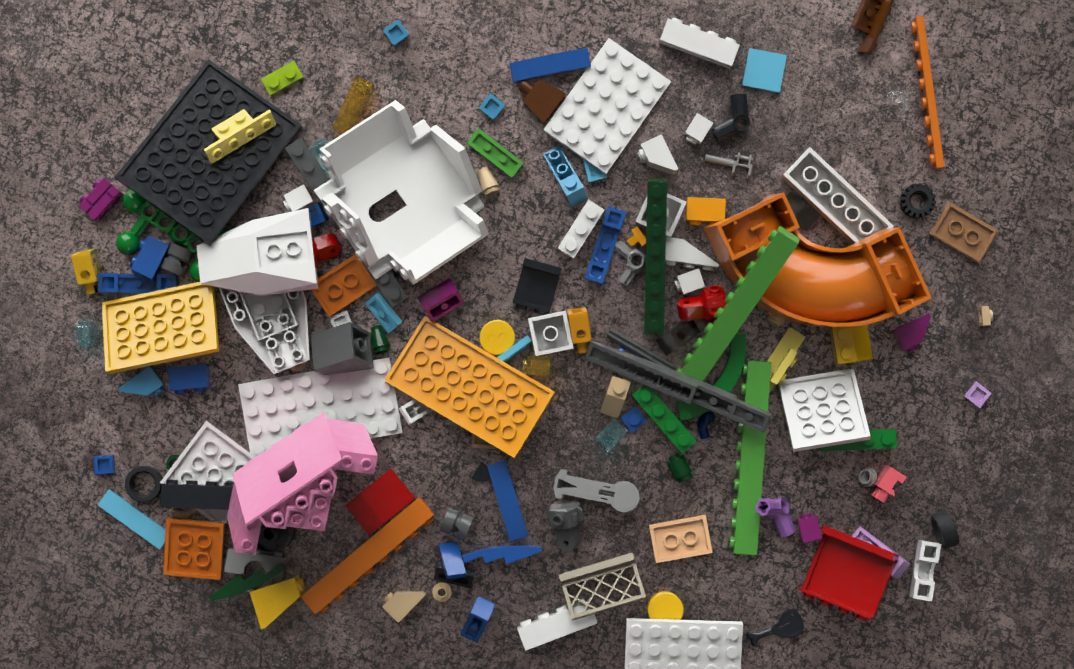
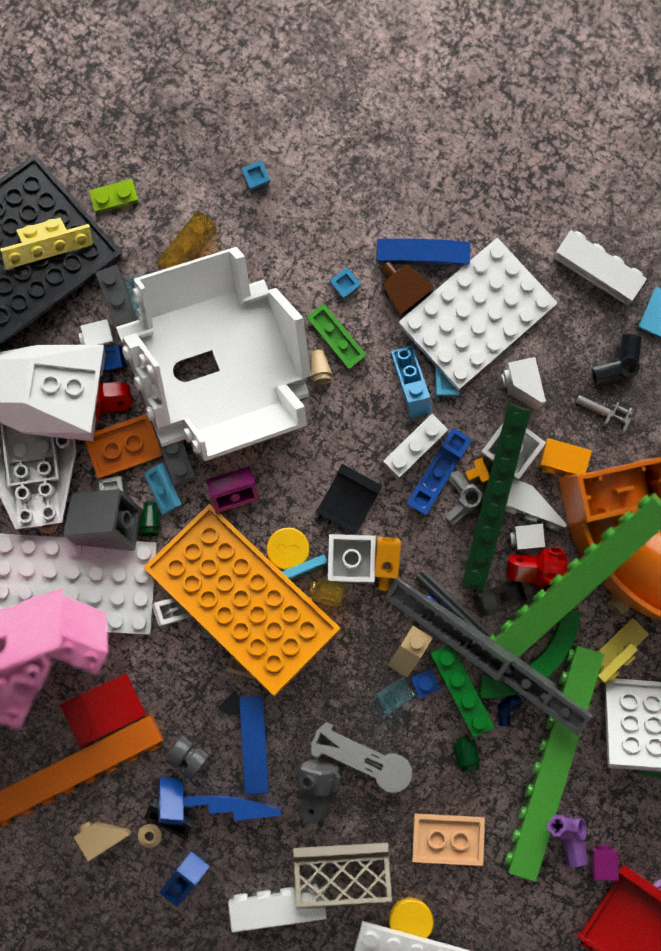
camera: 10 degrees right, 5 degrees down
(698, 129) = (576, 364): white brick -> none

